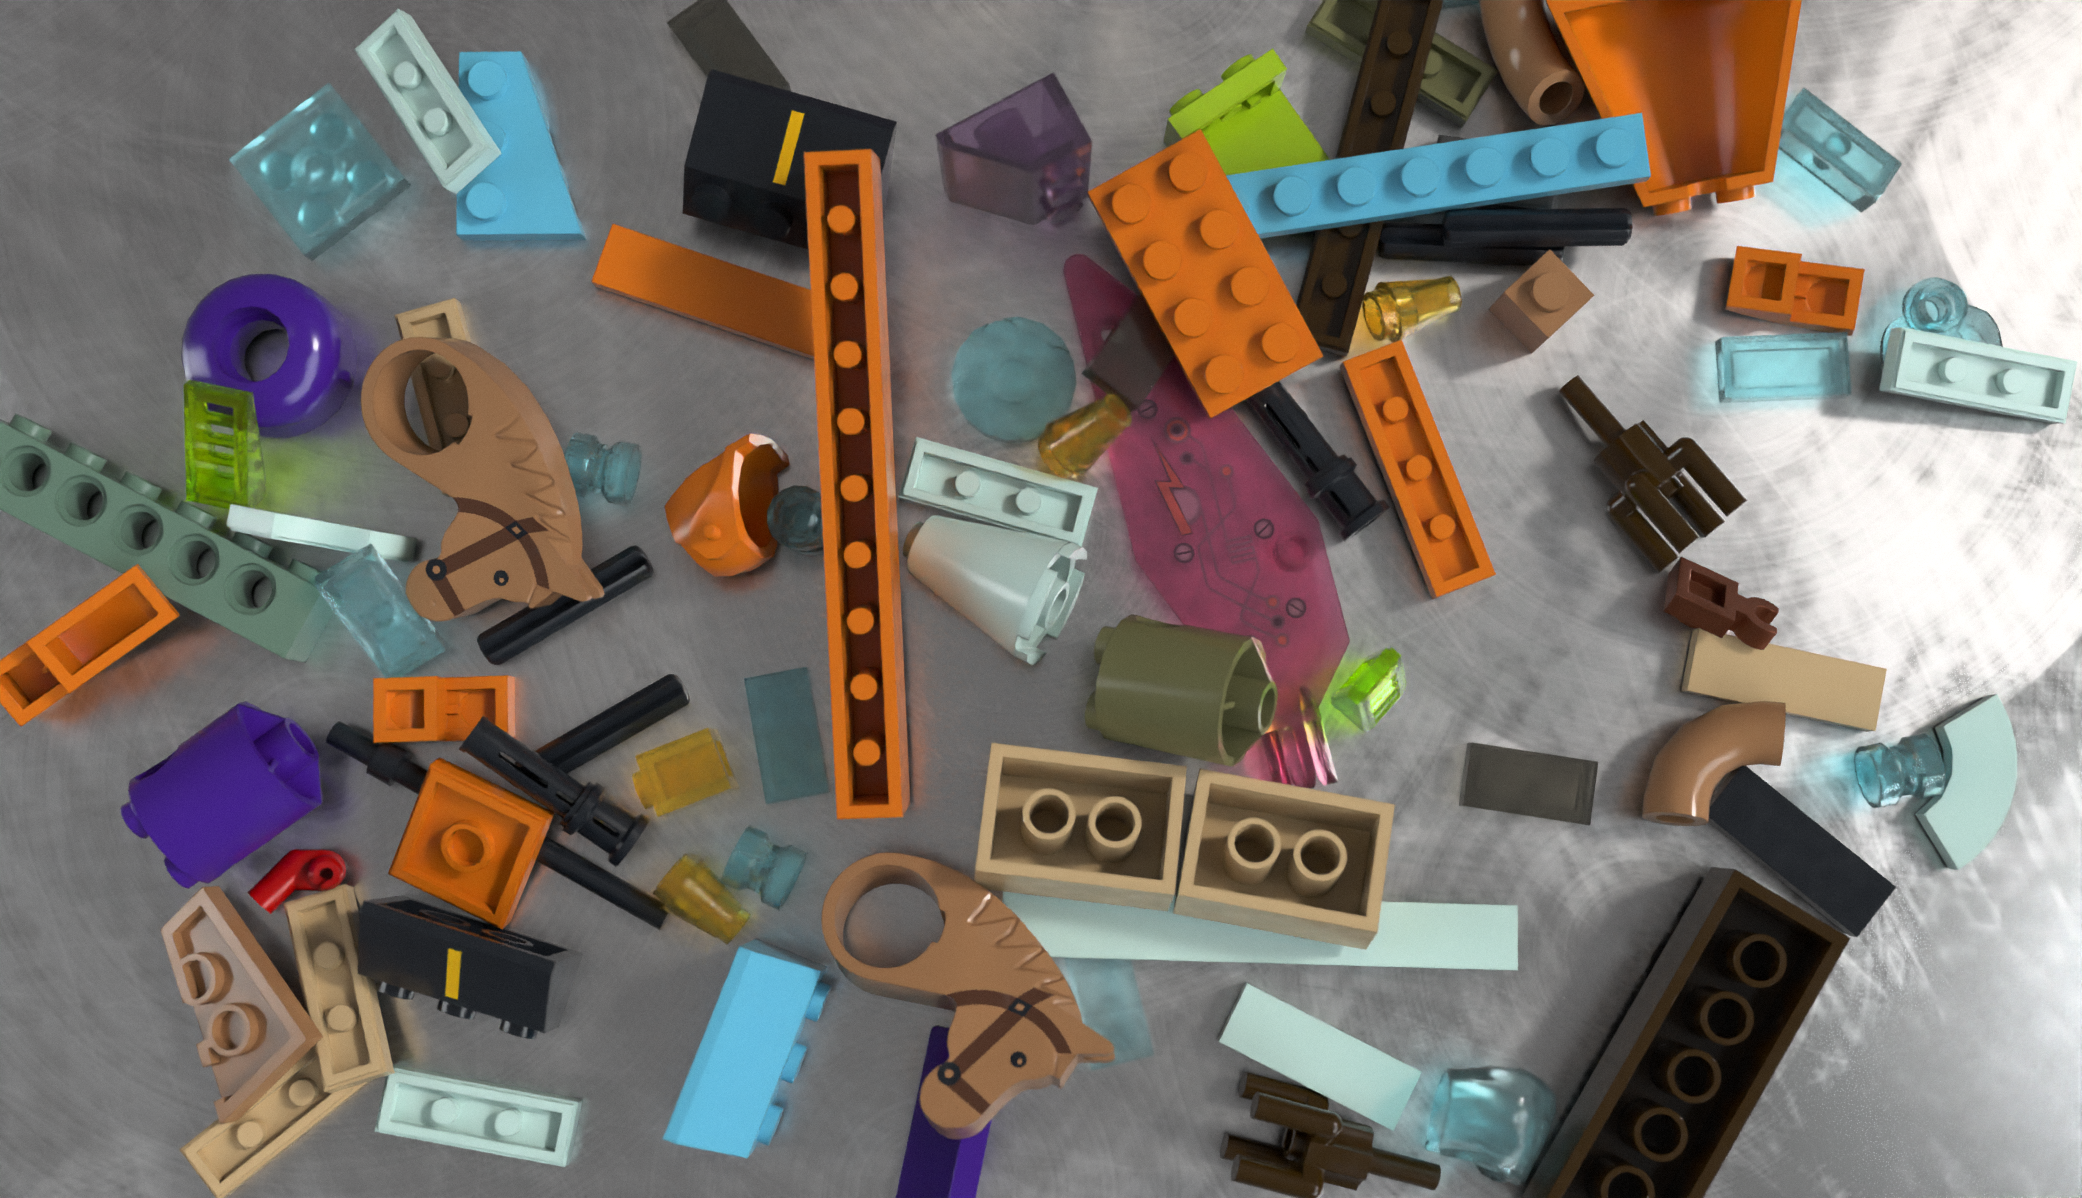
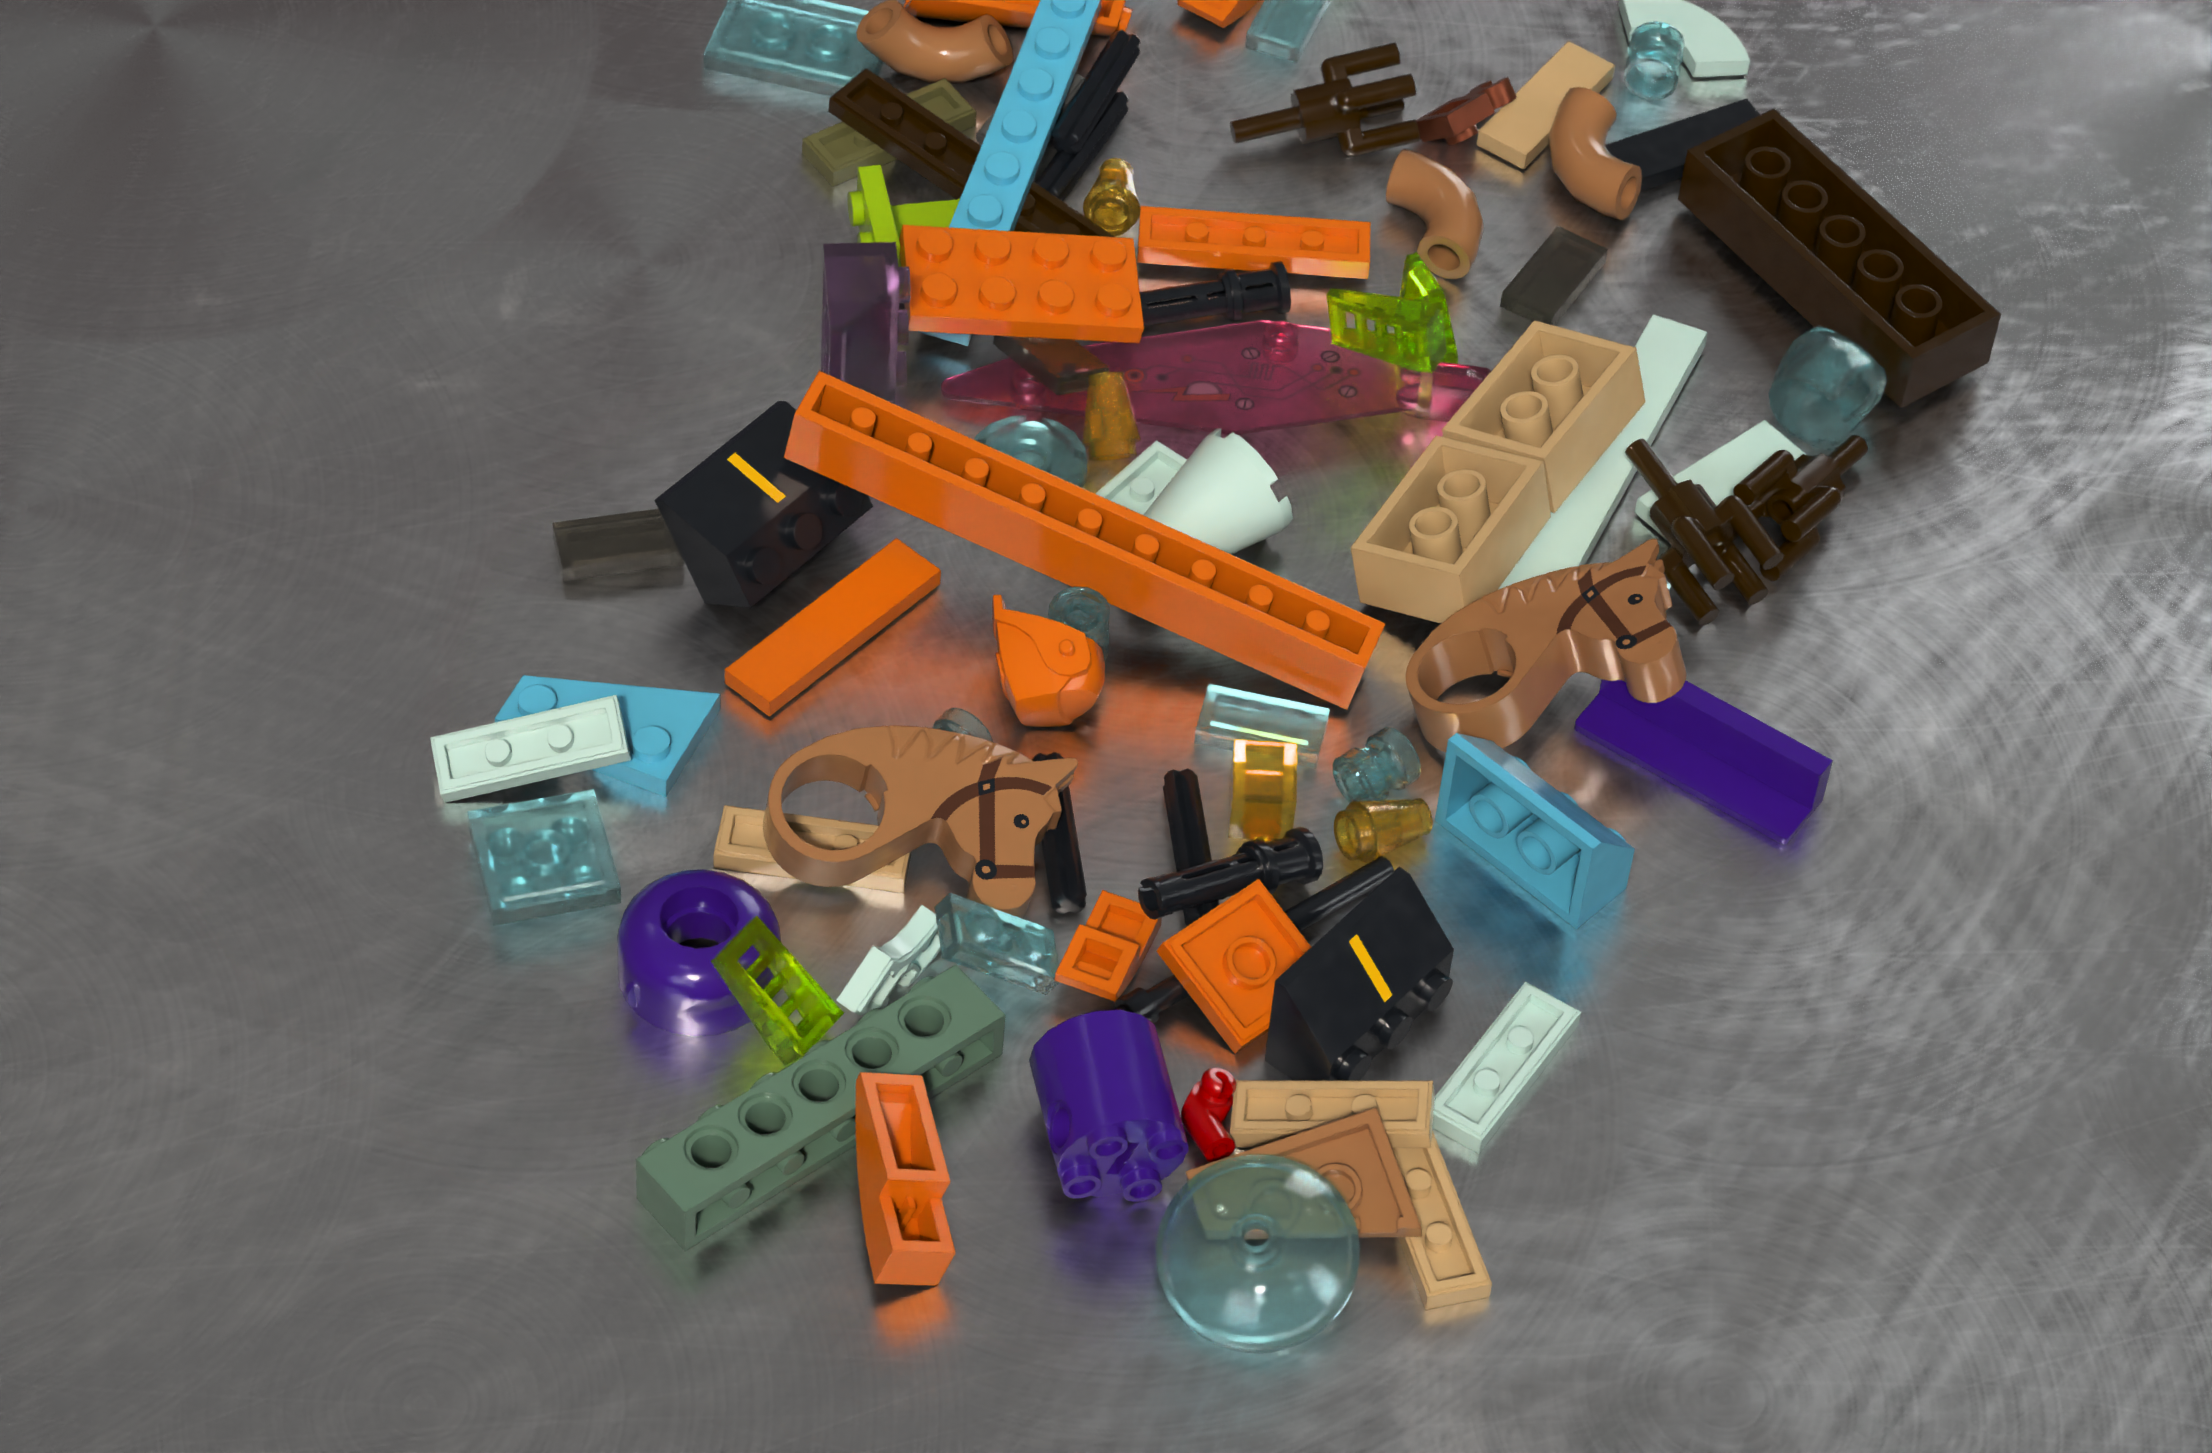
camera: 70 degrees left, 35 degrees down
(150, 985) = (1263, 1293): none -> clear light blue dish
(1181, 689) = (1369, 415): olive cylinder -> none
(1204, 1070) = (1702, 535): none -> dark brown plant
(1316, 675) = (1406, 315): none -> clear neon green slope
(1540, 301) = (1158, 116): medium nougat brick -> none
(1560, 640) = (1444, 205): none -> medium nougat cylinder

